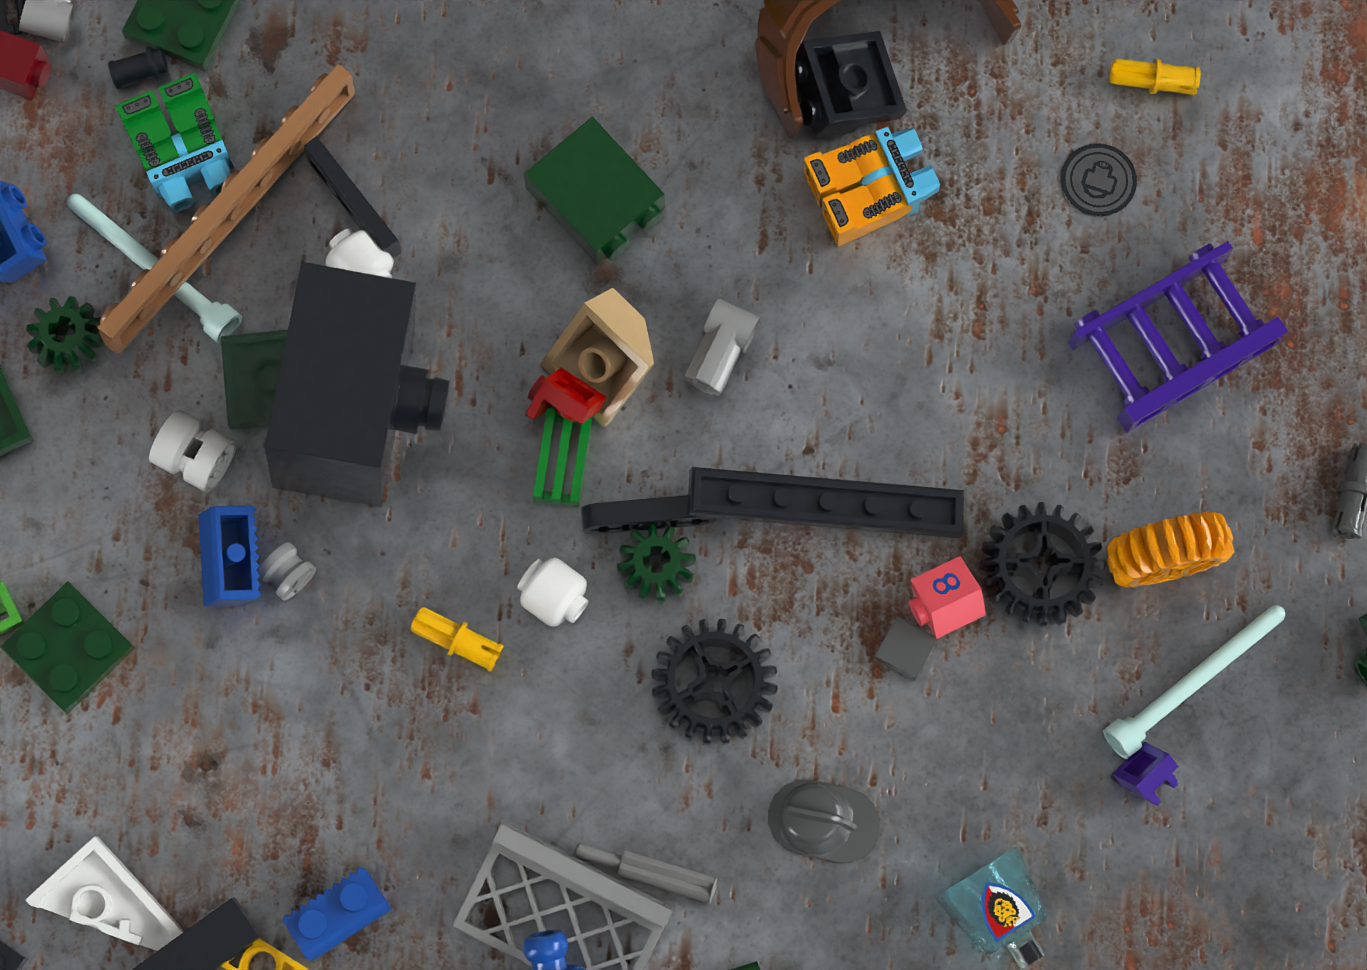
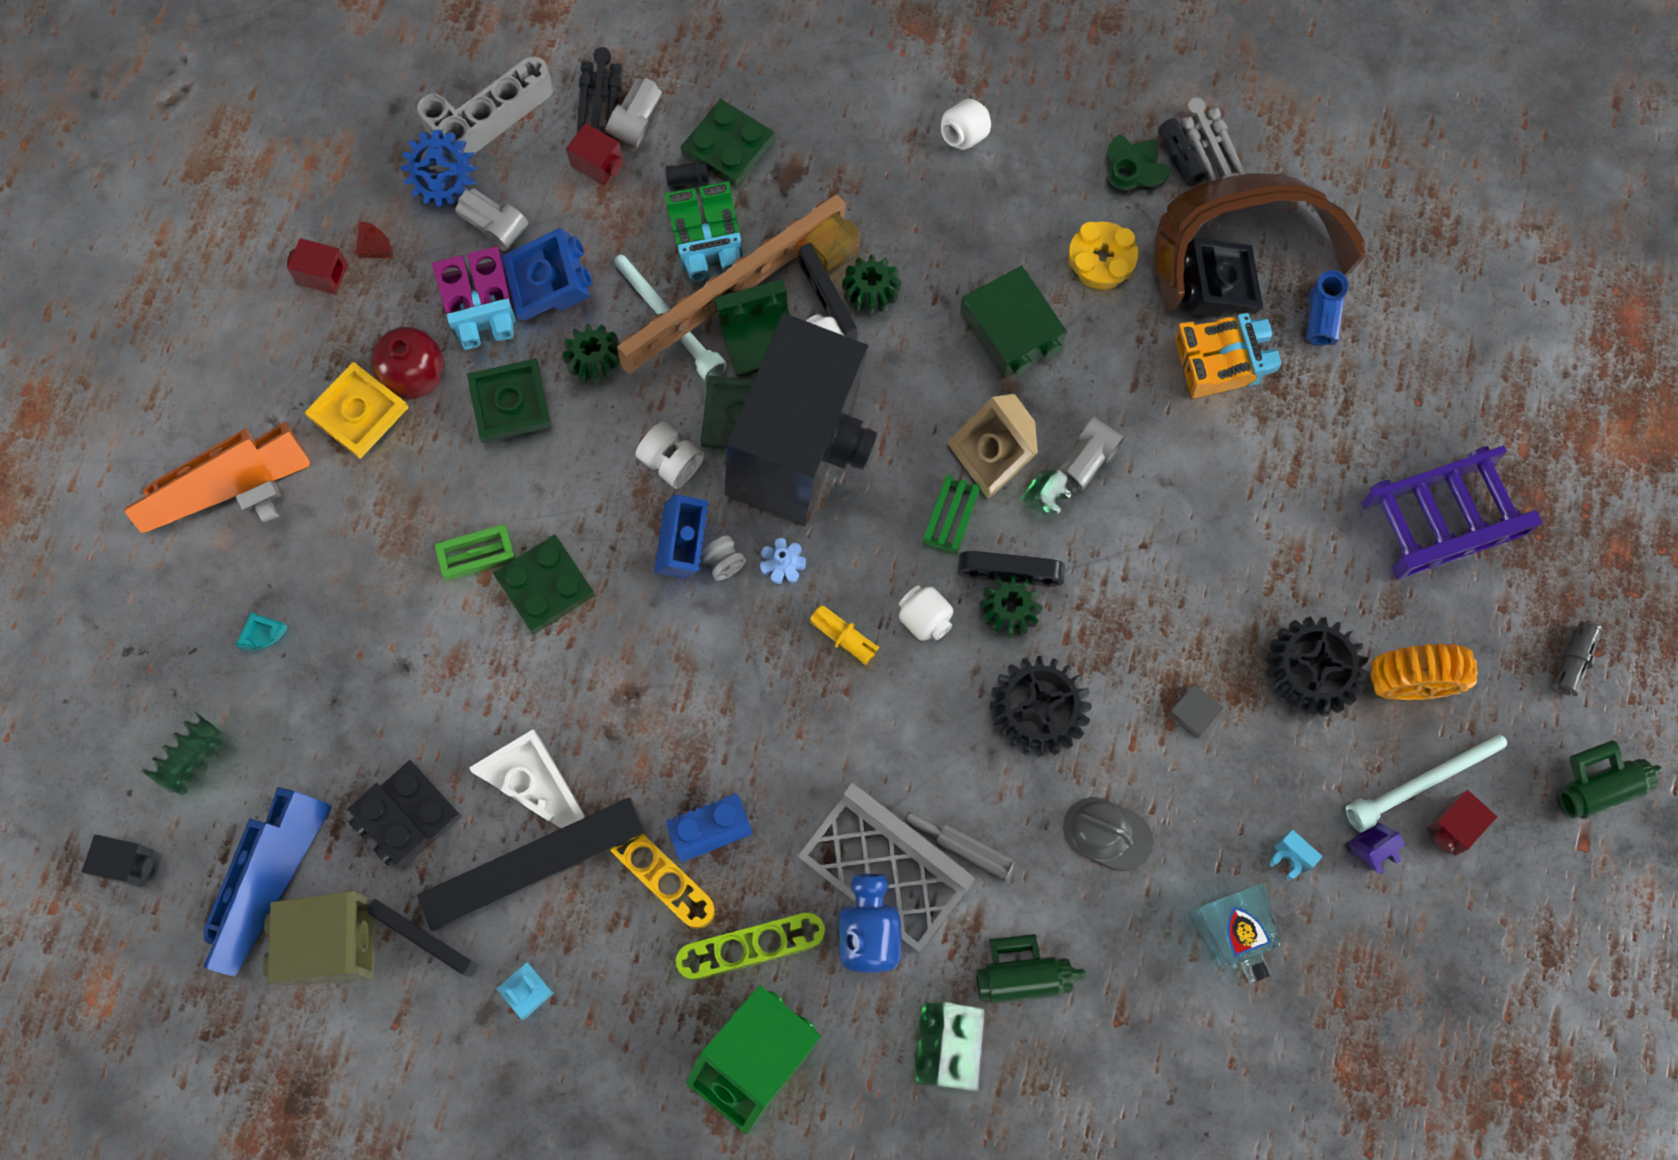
camera: 15 degrees right, 5 degrees down
(265, 259) = (749, 322): none -> dark green bracket
(347, 127) = (835, 242): none -> clear yellow brick
(366, 567) = (782, 561): none -> light blue plant
(388, 179) = (868, 296): none -> dark green gear
(568, 394) = (966, 467): red bracket -> none
(673, 404) = (1045, 489): none -> clear green tile
(680, 55) = (1108, 237): none -> yellow plate
(825, 502) = (1152, 585): black tile -> none
(946, 598) = (1237, 676): coral brick -> none
(986, 100) = (1326, 310): none -> blue piece
(1053, 800) = (1297, 852): none -> medium azure tile
(1099, 179) = (1403, 386): sticker -> none
(1155, 76) = (1460, 316): yellow axle -> none
(1242, 725) = (1461, 823): none -> dark red brick

